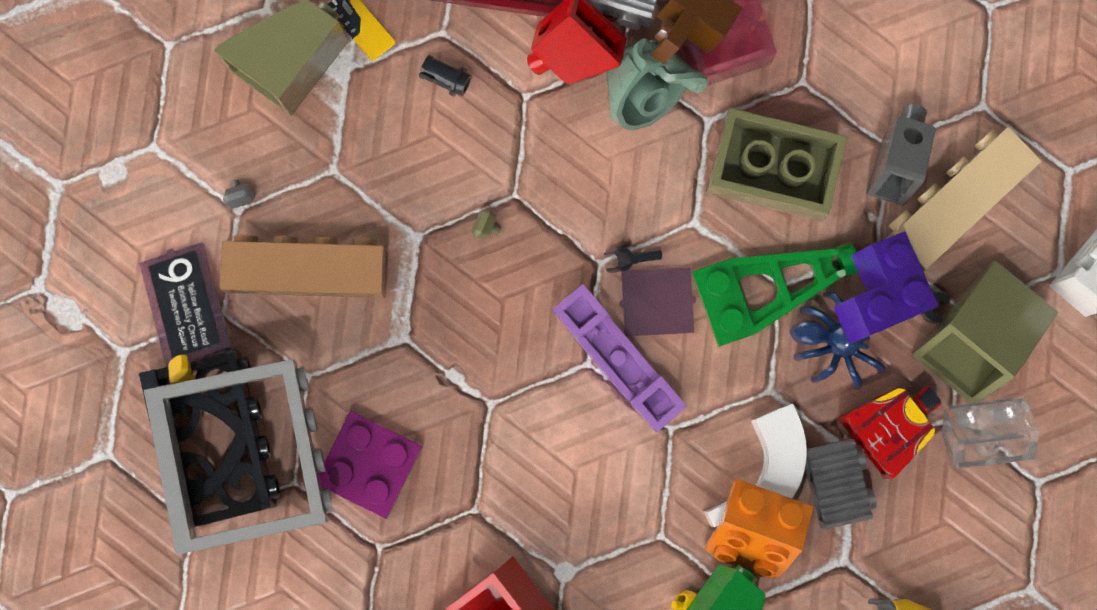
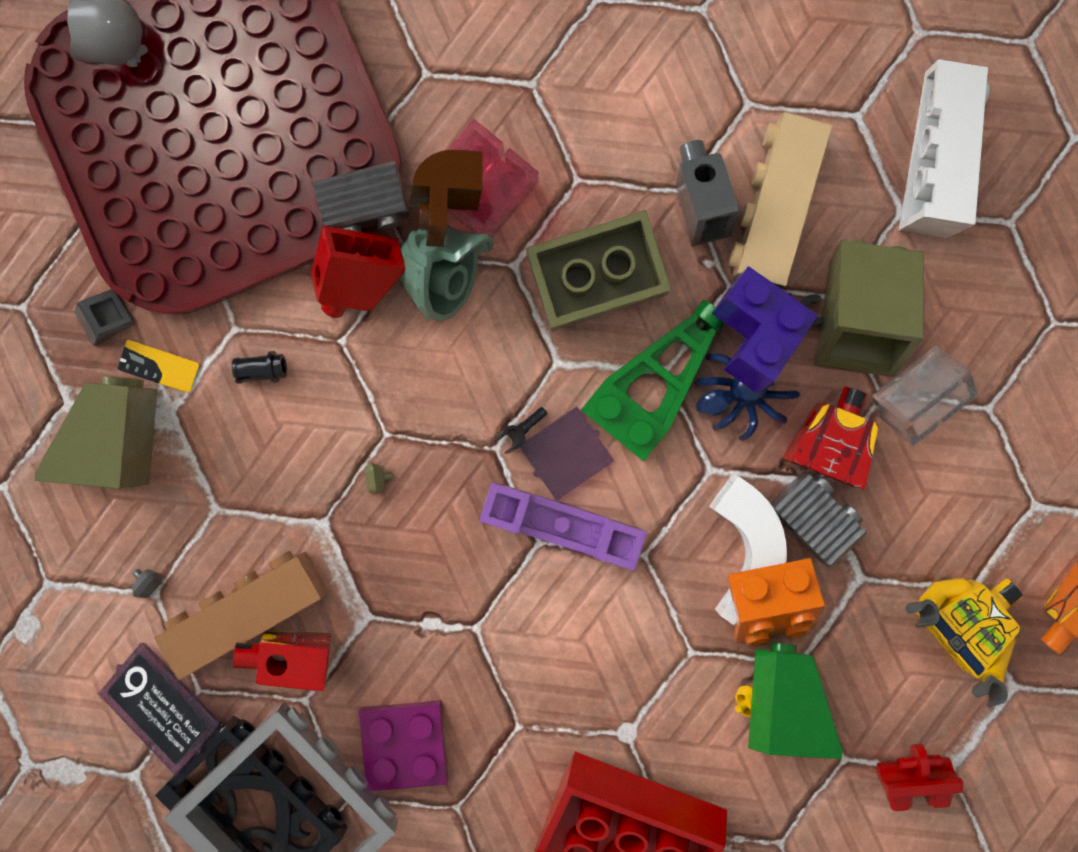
camera: 30 degrees left, 5 degrees up
(180, 369) = (188, 774): yellow rock -> none
(337, 337) = (304, 663): none -> red torso

